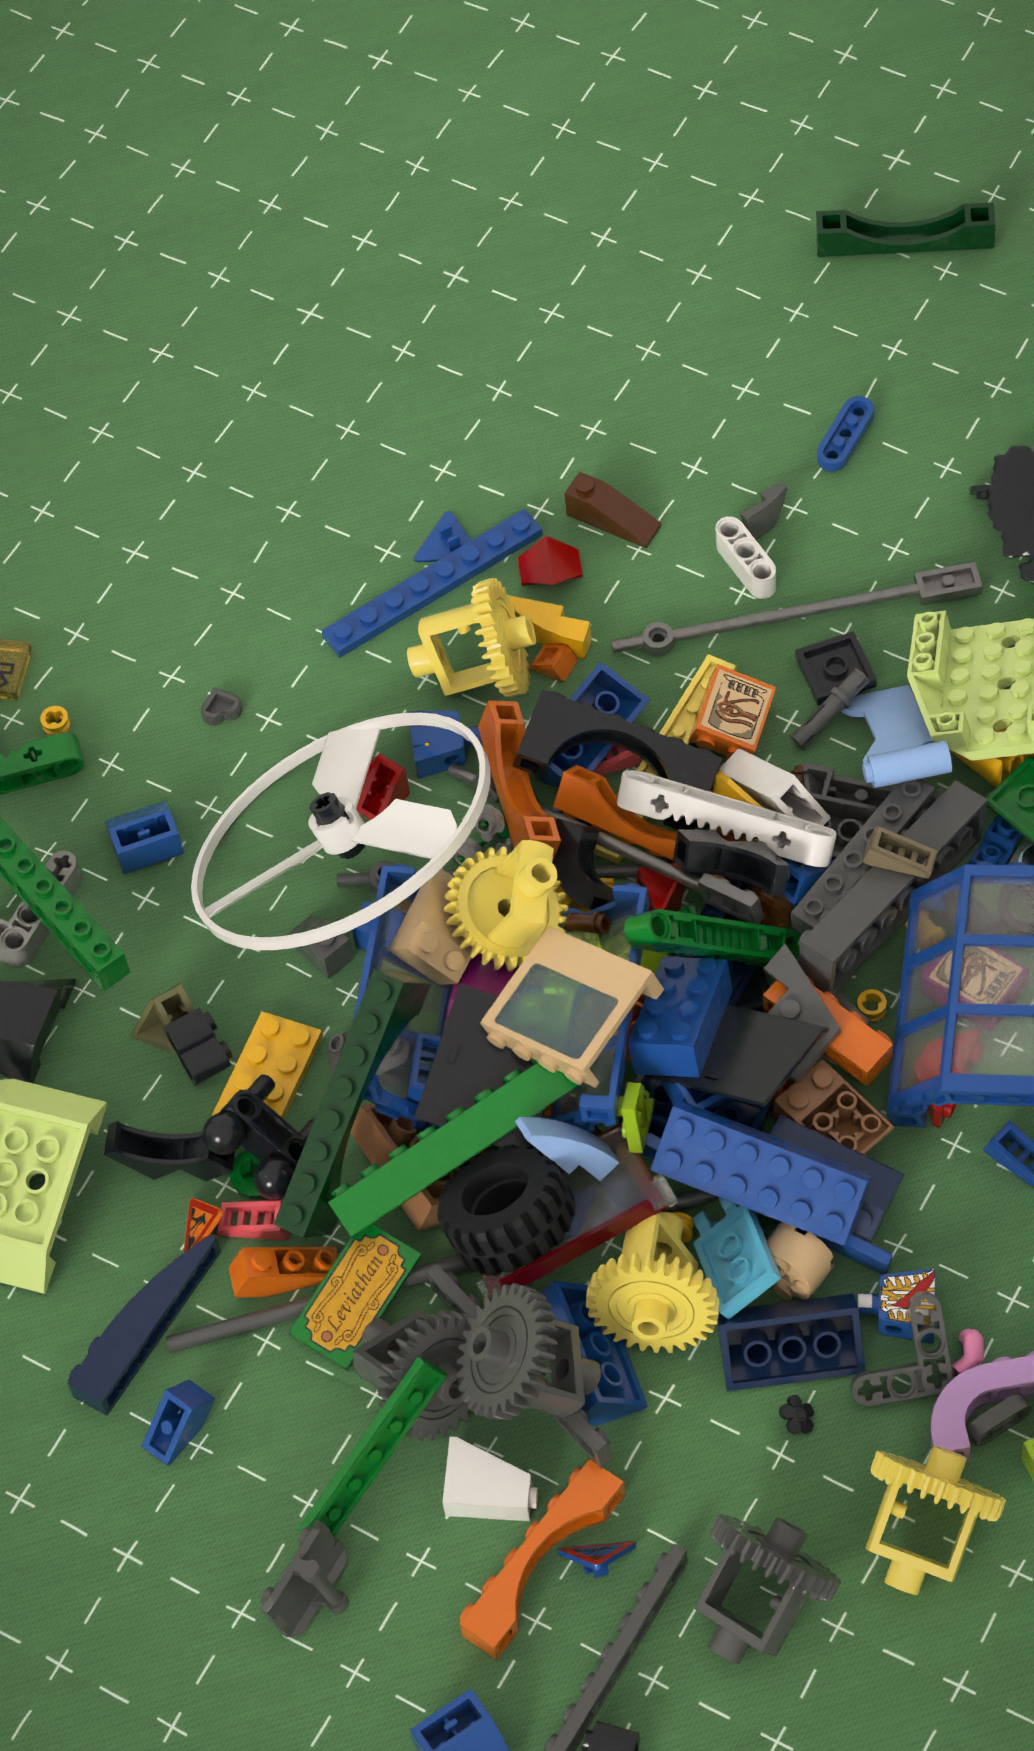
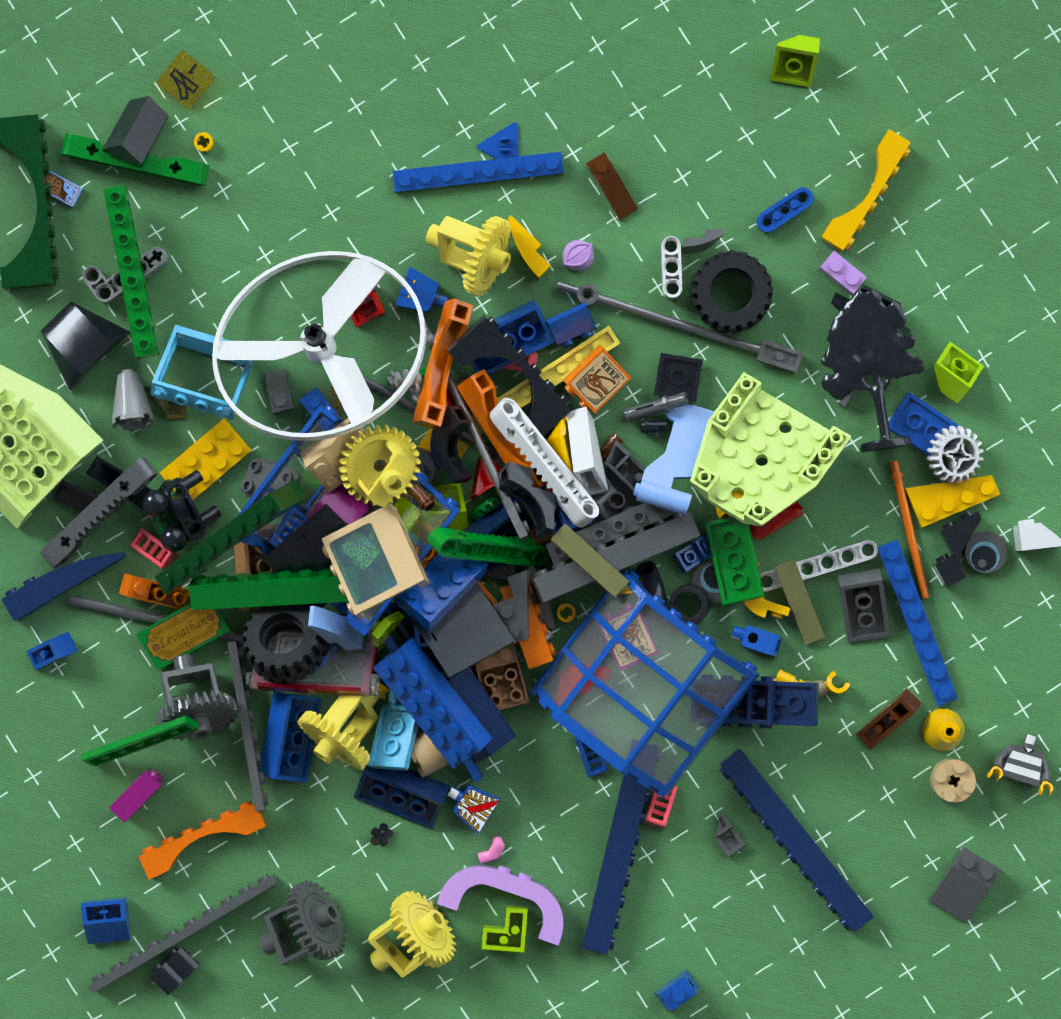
camera: 25 degrees right, 30 degrees up
(109, 1205) = (75, 495): none -> black panel
(125, 1054) = (130, 402): none -> light grey cone
(144, 837) = (214, 257): blue slope -> none
(177, 1113) = (137, 476): none -> dark grey gear
(198, 1046) = (174, 425): black brick -> none
(200, 1221) = (122, 539): piece -> none
(204, 978) = (201, 343): none -> medium azure window
(220, 707) = (306, 189): dark grey tile -> none
(307, 1582) = (73, 787): dark grey shield -> none
(410, 1539) = (137, 794): none -> magenta brick
(485, 1485) = (194, 782): white slope -> none
(509, 1352) = (232, 744): dark grey piece -> none
(549, 563) = (552, 205): red slope -> none
(555, 661) = (519, 272): orange slope -> none
(597, 1557) = (232, 855): blue piece -> none
(618, 606) = (578, 255): none -> lavender hat
(660, 669) = (571, 325): none -> blue slope
(753, 283) = (795, 61): none -> lime slope
(839, 507) = (702, 291): none -> black tyre
(839, 737) = (653, 426): none -> black pin
(861, 885) = (589, 560): none -> olive tile
(884, 841) = (612, 549): dark tan slope -> none
(917, 1371) = (458, 849): dark grey beam -> none
(929, 411) = (888, 153): none -> yellow arch
(960, 229) = (891, 68): dark green arch -> none
(963, 458) = (842, 273): none -> lavender brick
(998, 1419) = (486, 898): dark grey beam -> none

